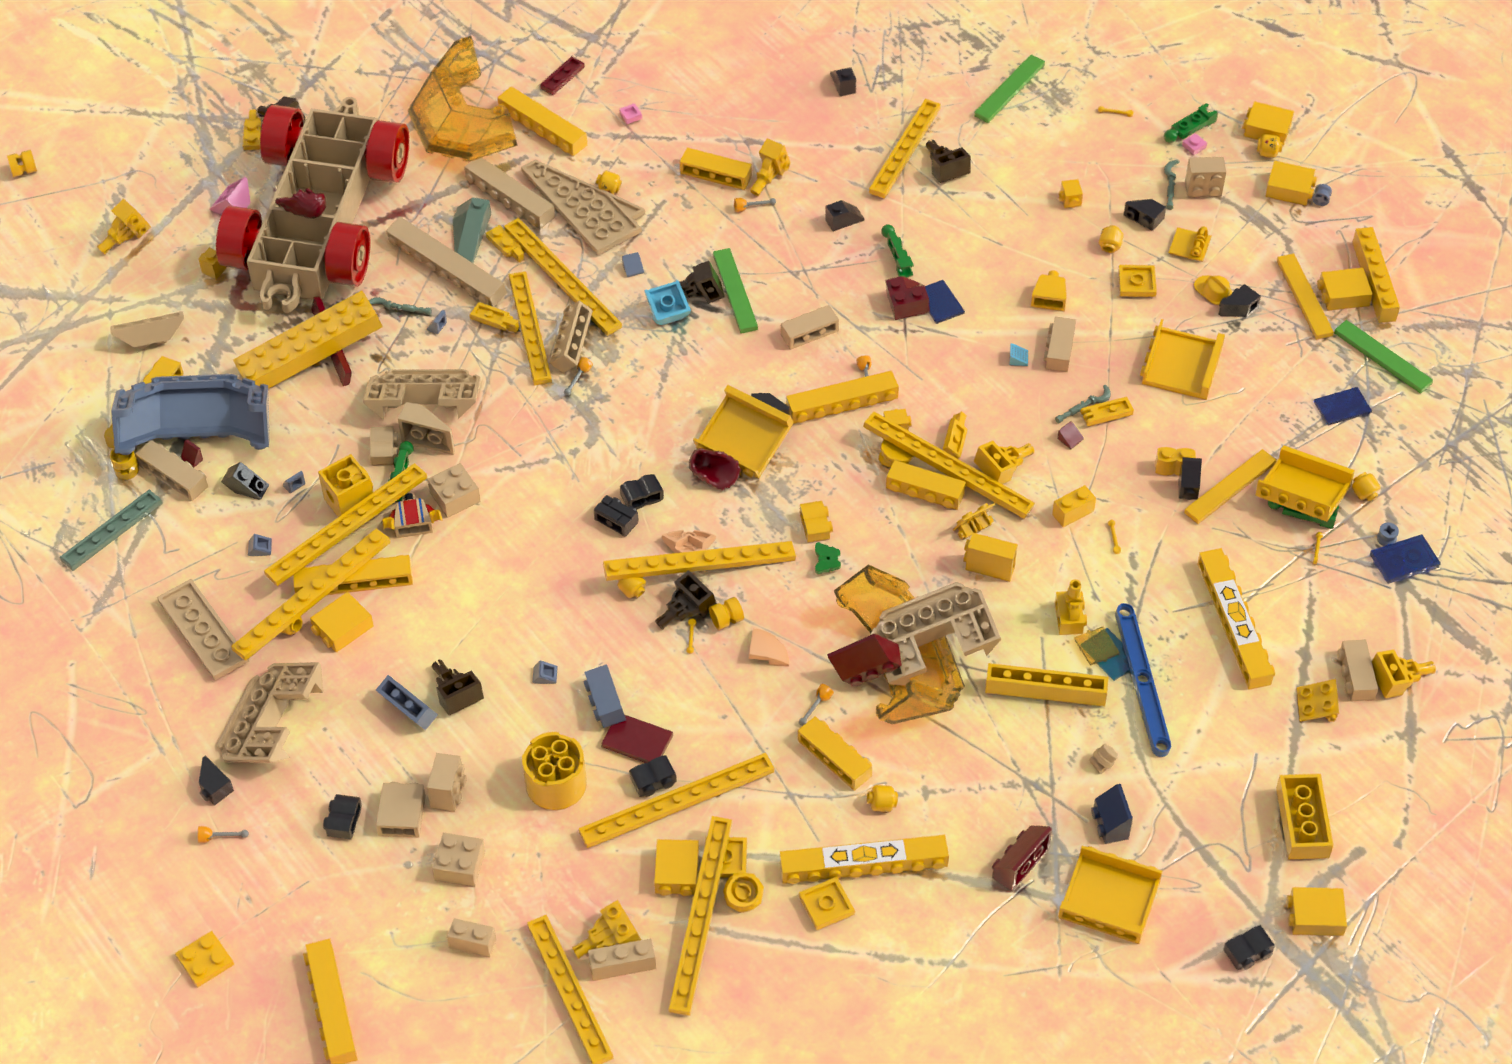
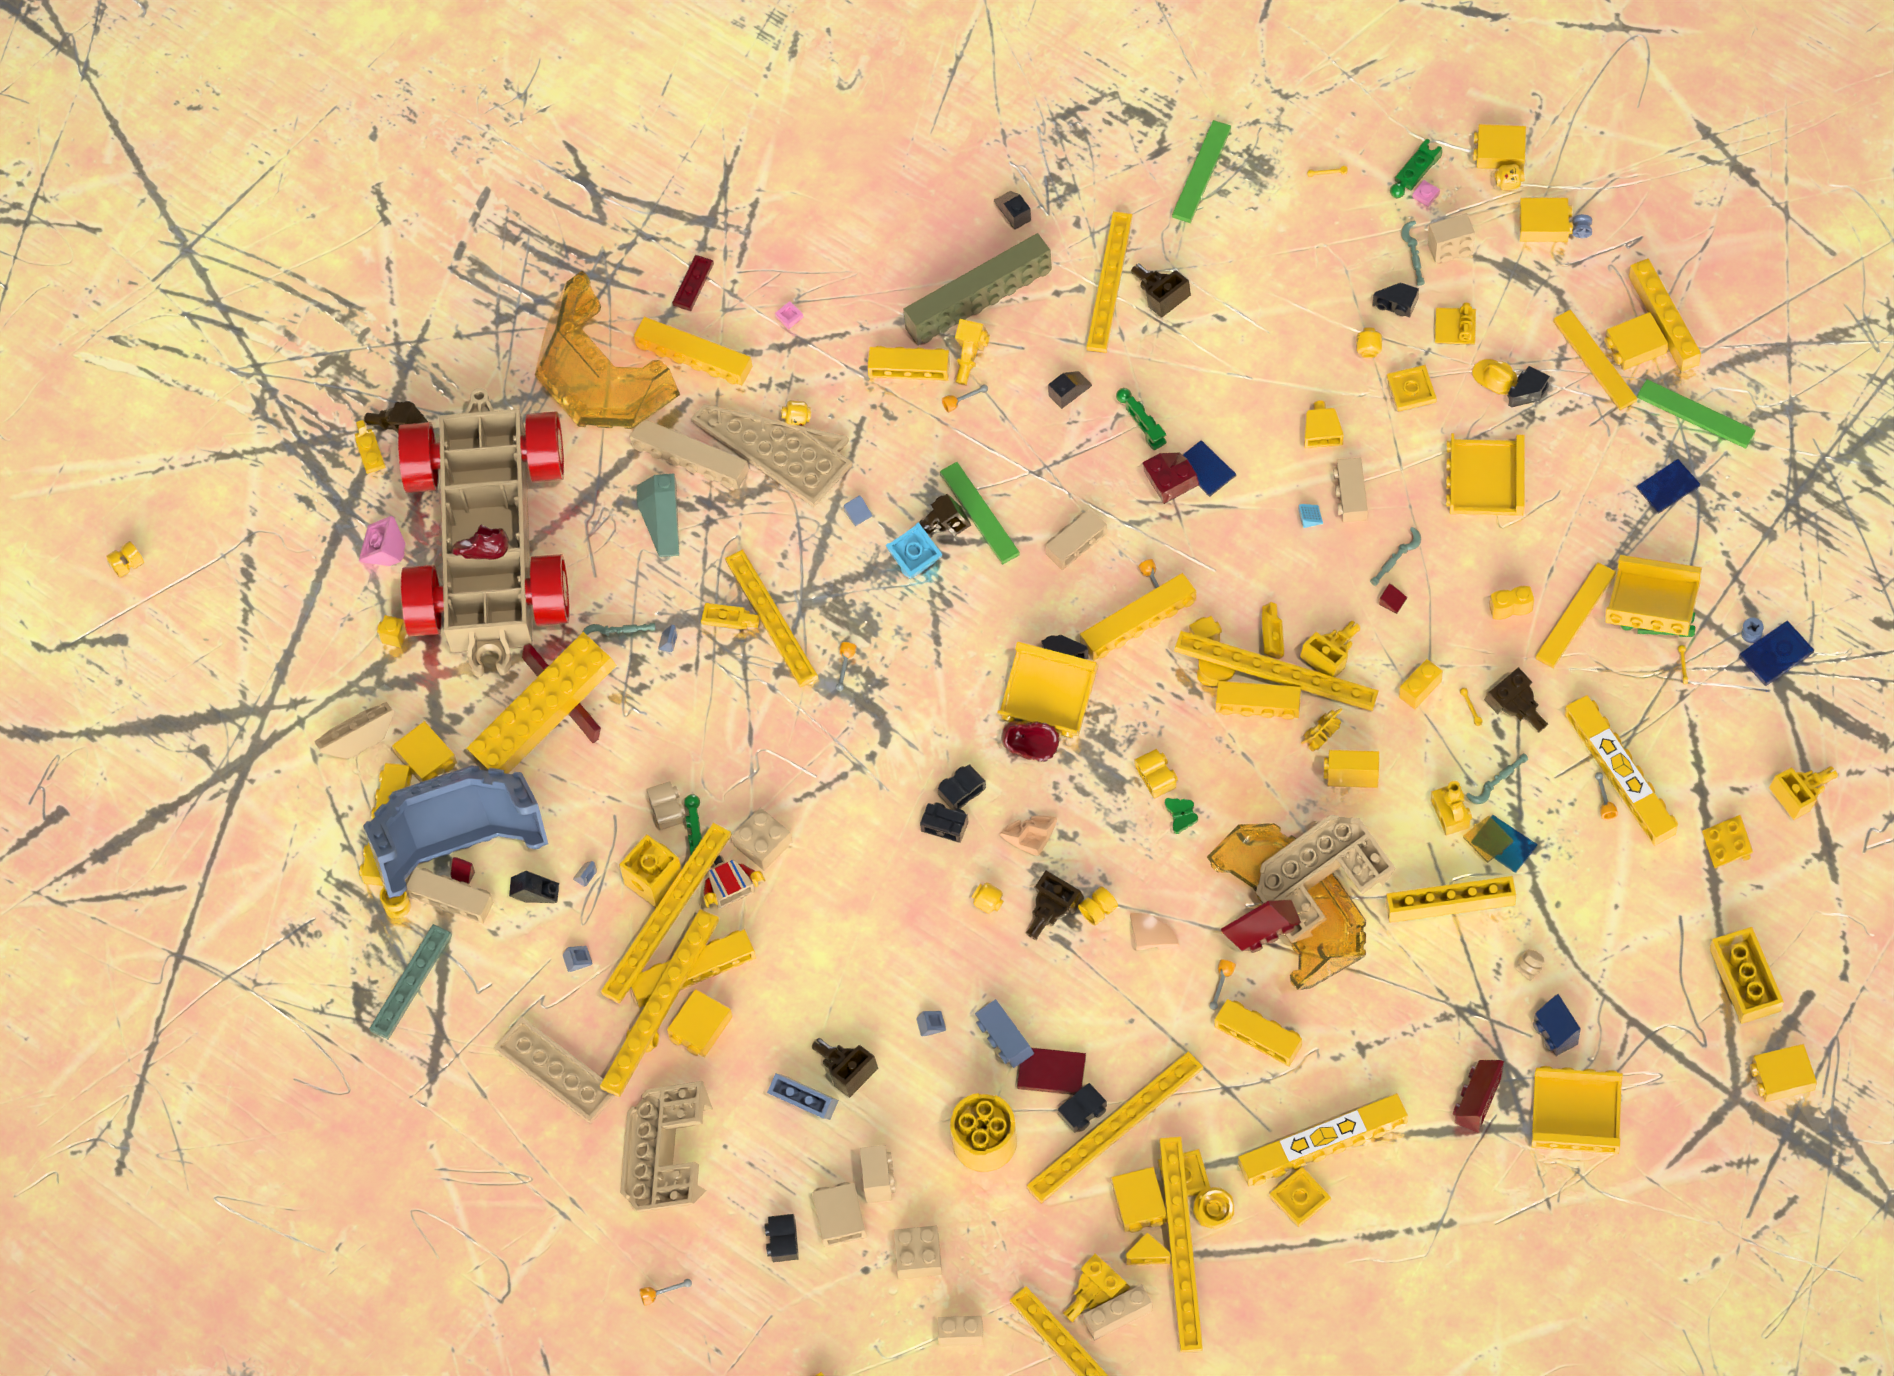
camera: 10 degrees left, 10 degrees up
(124, 227) = (280, 608): yellow brick -> none
(198, 356) = (424, 753): none -> yellow brick
(213, 782) = (636, 1238): black slope -> none
(422, 386) = (683, 721): tan slope -> none
(424, 429) = (705, 776): tan slope -> none
(446, 262) = (651, 561): tan brick -> none
(505, 243) = (707, 519): yellow hinge -> none
(562, 276) = (785, 545): yellow plate -> none
(571, 336) = (823, 620): tan brick -> none
(667, 914) = (1148, 1252): none -> yellow slope
(691, 622) = (1064, 924): yellow hinge -> none
(699, 560) = (1050, 853): yellow plate -> none
(792, 125) = (977, 289): none -> olive brick
(882, 798) = (1321, 1069): yellow head -> none
(1071, 193) = (1309, 295): yellow brick -> none
(1107, 411) = (1423, 559): yellow hinge -> none
(1111, 603) = (1488, 786): none -> sand green piece
(1145, 691) = (1551, 877): blue beam -> none
(1156, 537) = (1516, 699): none -> dark brown brick
(1189, 478) = (1533, 621): black slope -> none
(1214, 644) = (1608, 810): none -> light orange hinge
(1249, 947) = (1727, 1130): black brick -> none
(1357, 670) = (1759, 796): tan brick -> none
(1366, 486) = (1716, 580): yellow head -> none

